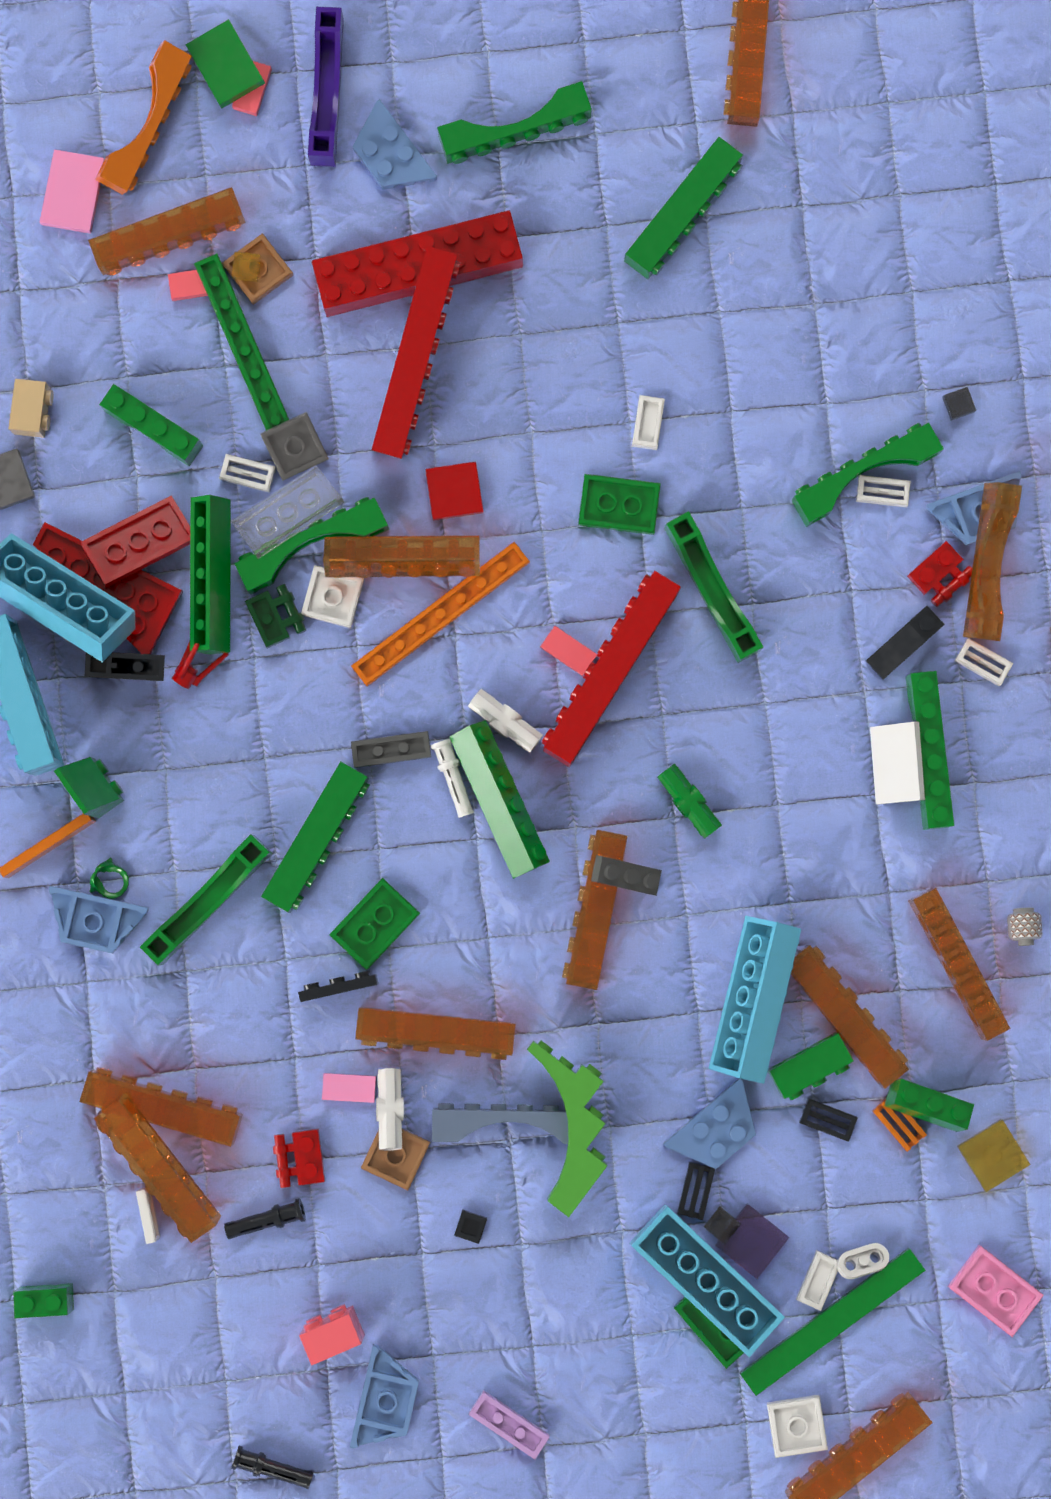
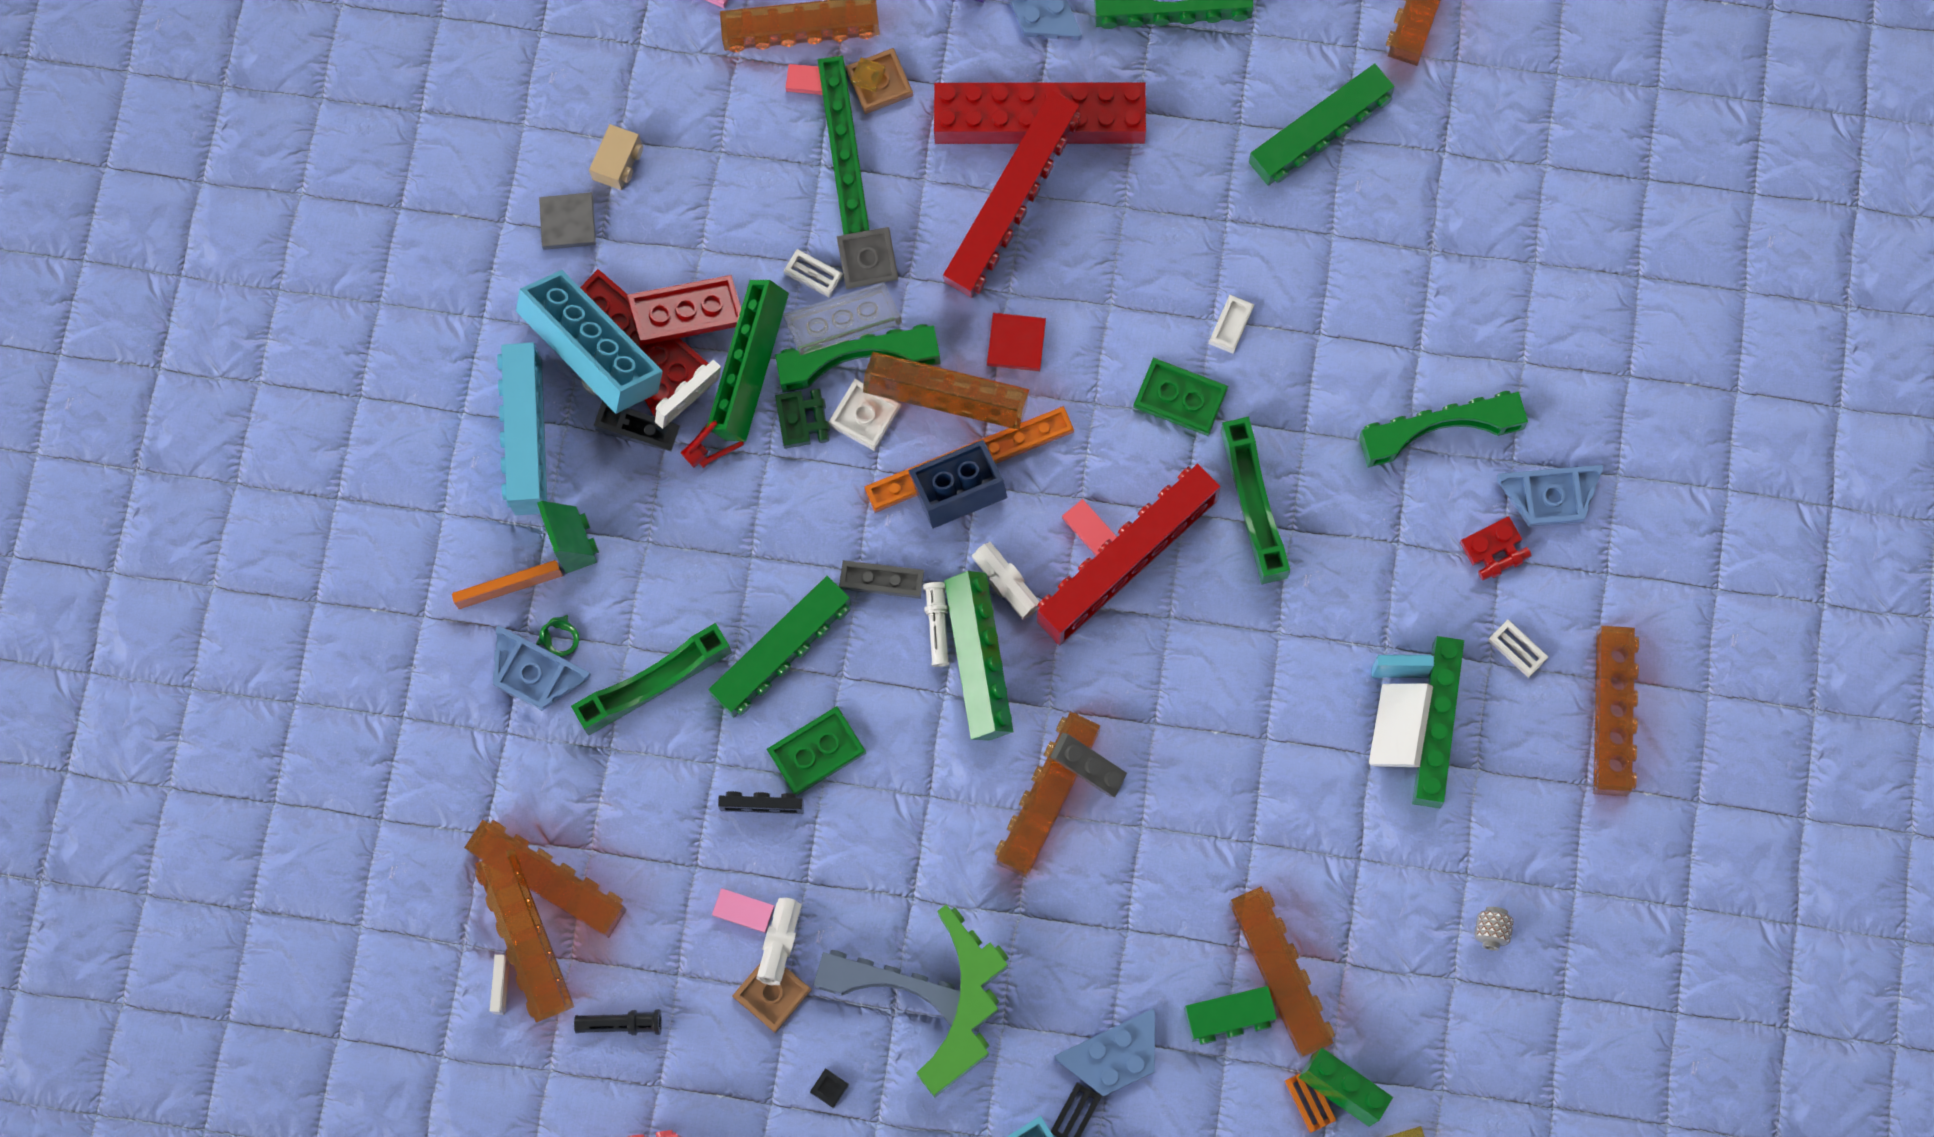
camera: 20 degrees right, 10 degrees down
(43, 1300) = (367, 1043): green piece -> none
(151, 424) = (741, 211): green arch -> none
(162, 623) = (687, 393): none -> white plate
(308, 1158) = (680, 970): red plate -> none
(435, 1031) = (848, 875): clear orange brick -> none
(437, 642) = (958, 484): none -> dark blue slope
(689, 801) = (1174, 709): green piece -> none
(755, 999) = (1189, 926): medium azure brick -> none
(807, 1111) = (1255, 1092): black tile -> none
(879, 500) = (1431, 452): white tile -> none
(886, 708) = (1402, 666): none -> medium azure tile
(905, 642) = (1440, 606): black slope -> none
(959, 403) = (1556, 384): clear smoke tile -> none
(959, 964) = (1414, 949): clear orange brick -> none
(984, 605) = (1533, 583): clear orange arch -> none

